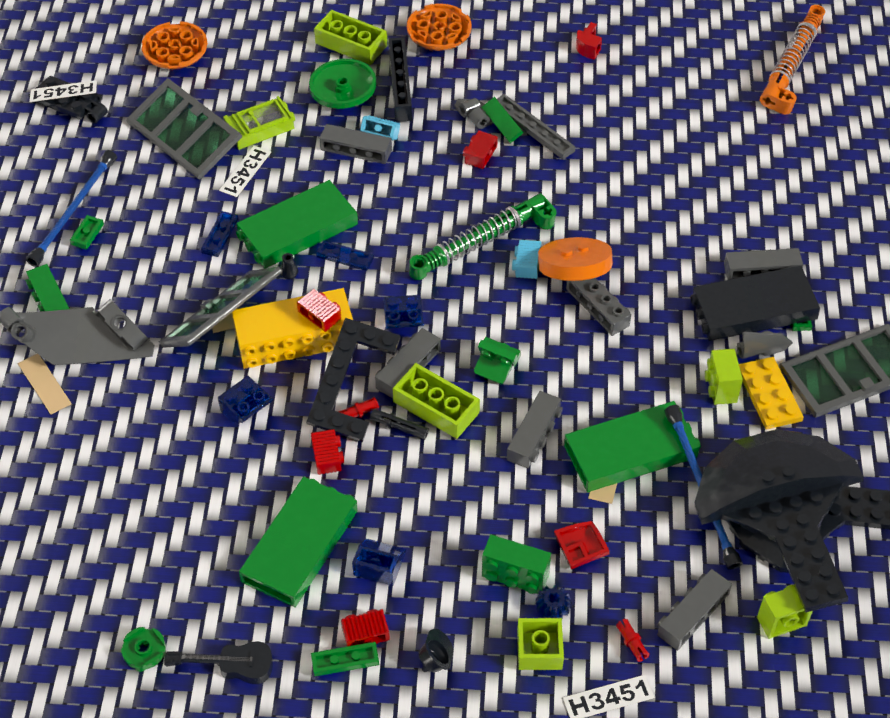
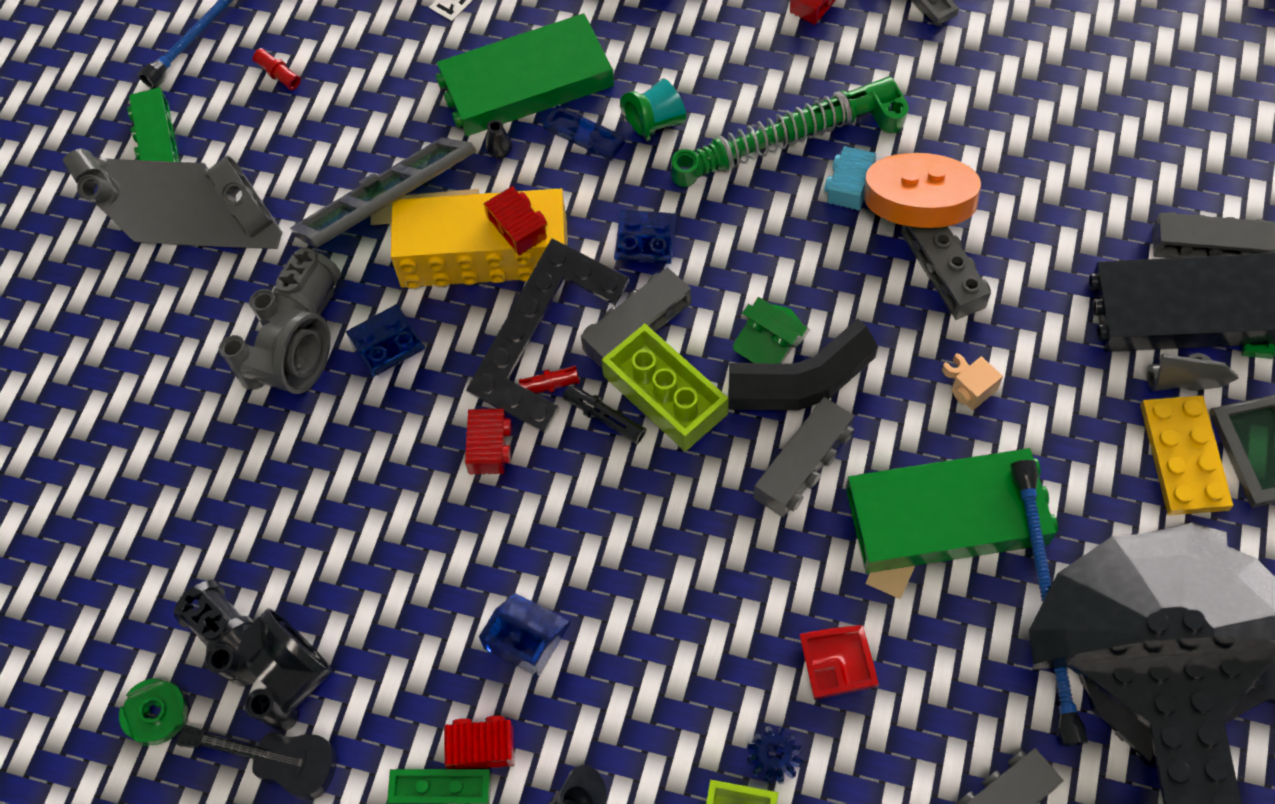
camera: 15 degrees right, 10 degrees up
(44, 383) = (120, 268): tan sticker -> none
(86, 232) = (230, 46): green plate -> none
(123, 242) = (276, 69): none -> red pin
(179, 400) = (294, 337): none -> dark grey piece
(217, 591) = (252, 650): none -> black piece
(219, 234) = (413, 74): clear blue tile -> none
(298, 541) = (415, 580): green brick -> none
(389, 233) = (653, 109): none -> hat
(515, 564) = (727, 683): green brick -> none
(522, 384) = (806, 382): none -> black piece
(630, 369) = (972, 382): none -> light nougat brick
(723, 376) = (1117, 420): lime brick -> none

